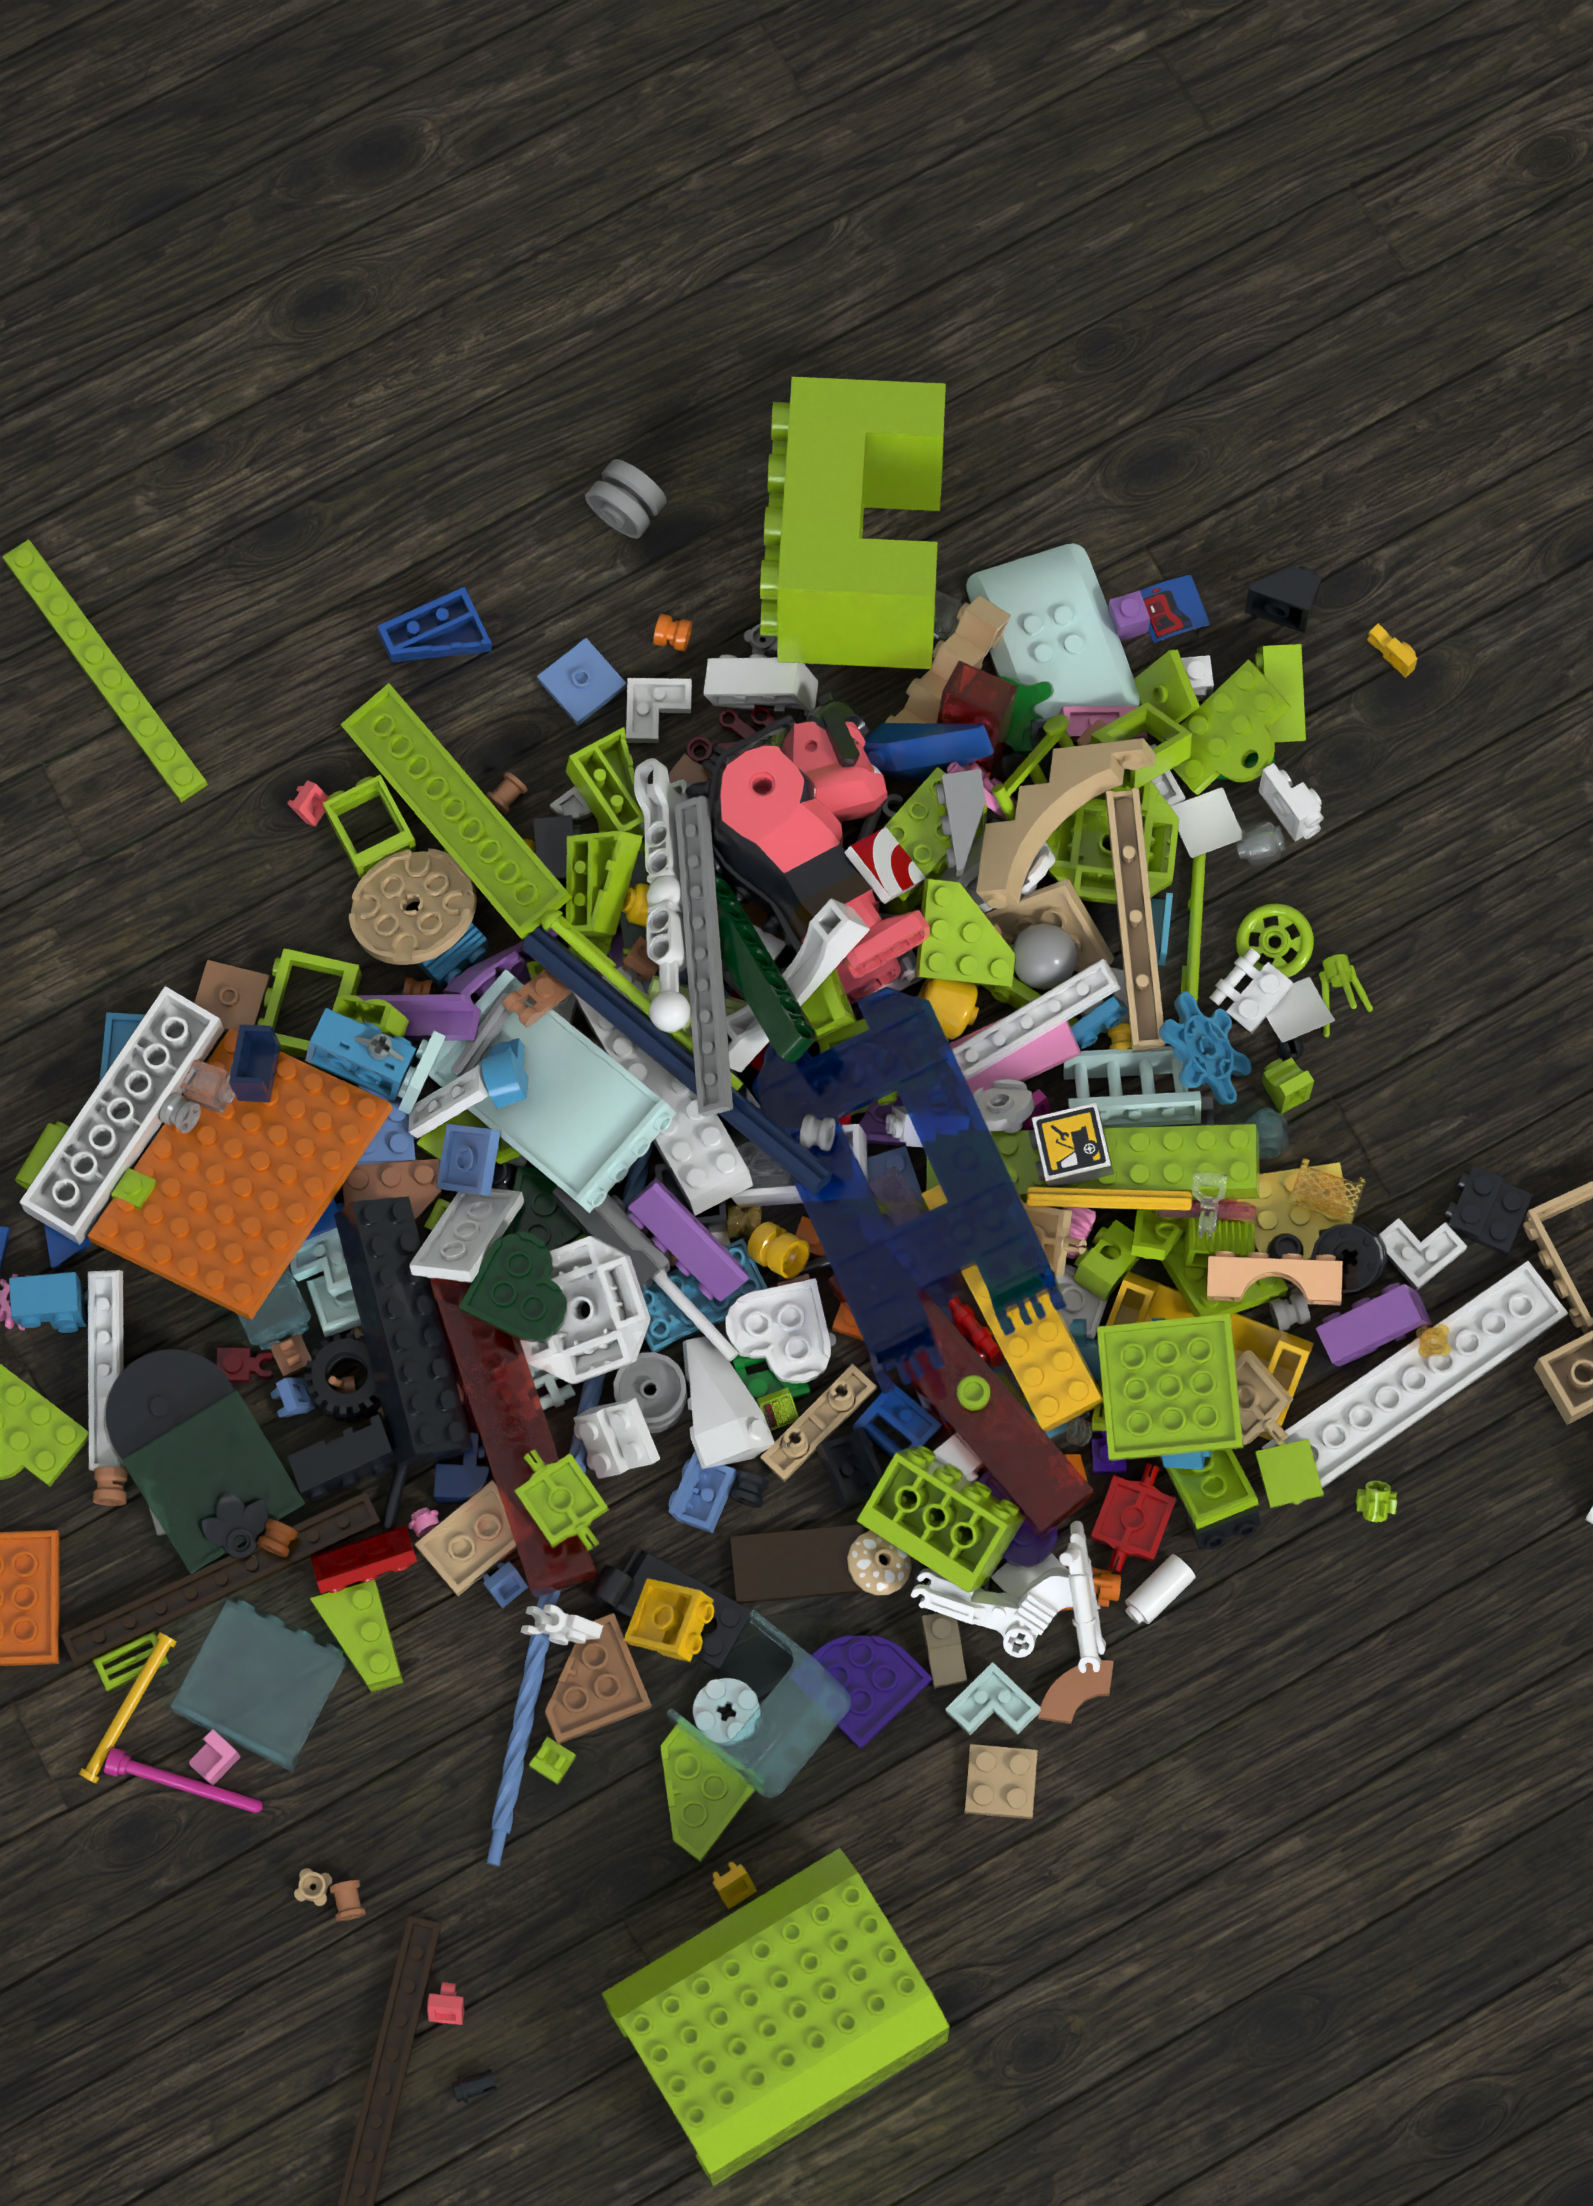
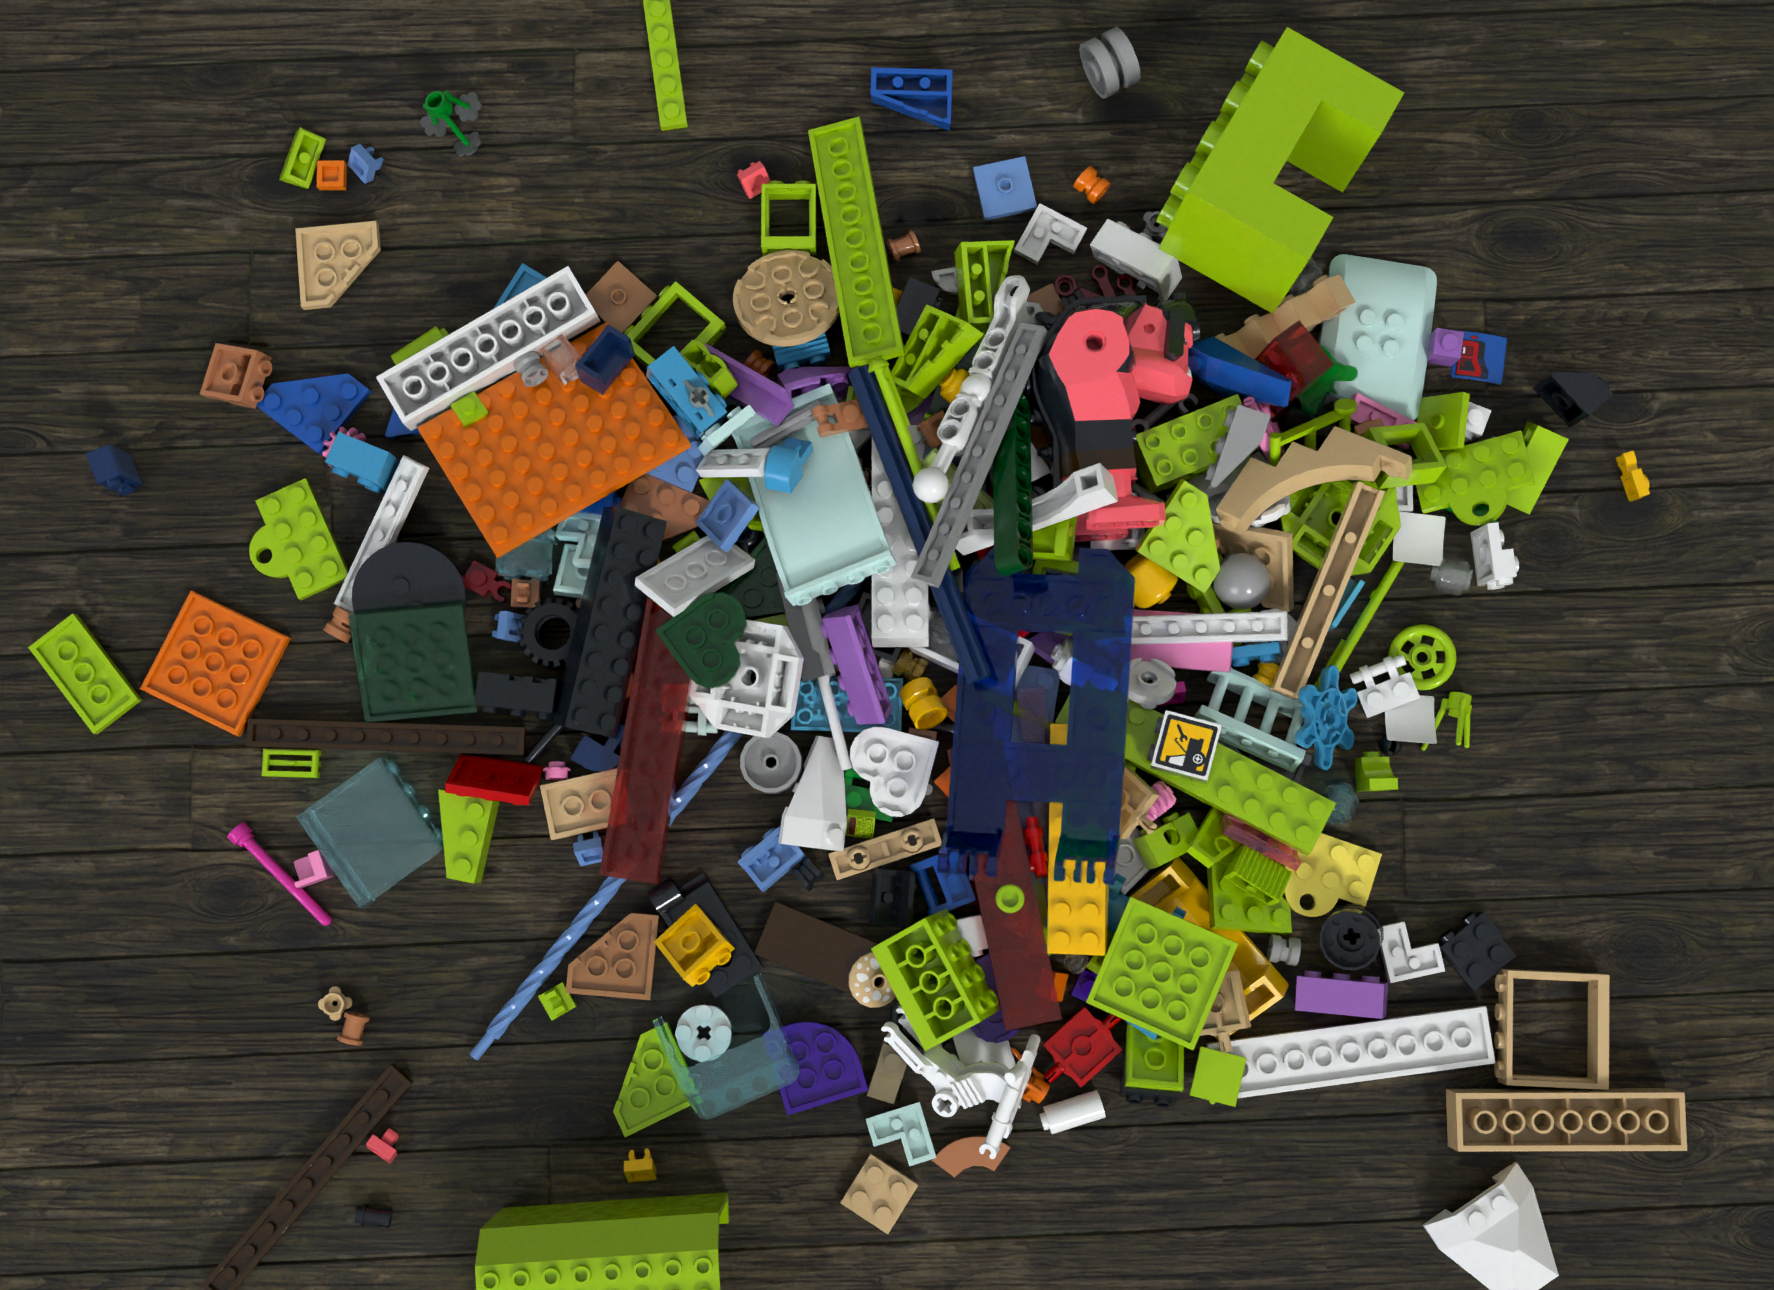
camera: 25 degrees right, 10 degrees up
(127, 1707) = (319, 764): yellow bar -> none
(233, 1520) = (414, 699): black plate -> none
(277, 1538) = (438, 730): dark orange wheel -> none
(344, 1384) = (551, 637): nougat hand -> none
(561, 1500) = (655, 819): lime plate -> none
(561, 1626) = (610, 910): white plate -> none
(615, 1438) = (726, 786): white plate -> none
(817, 1132) = (995, 636): light grey wheel -> none
(884, 865) = (1156, 453): white tile -> none
(1109, 1198) = (1192, 801): yellow axle -> none
(1209, 1179) = (1258, 859): clear piece -> none
(1284, 1244) = (1303, 904): black piece -> none
(1317, 1279) = (1318, 948): light nougat arch -> none
(1326, 1193) = (1361, 876): clear yellow panel -> none
(1376, 1501) = (1272, 1132): lime gear -> none
(1426, 1347) = (1373, 1033): clear yellow plate -> none

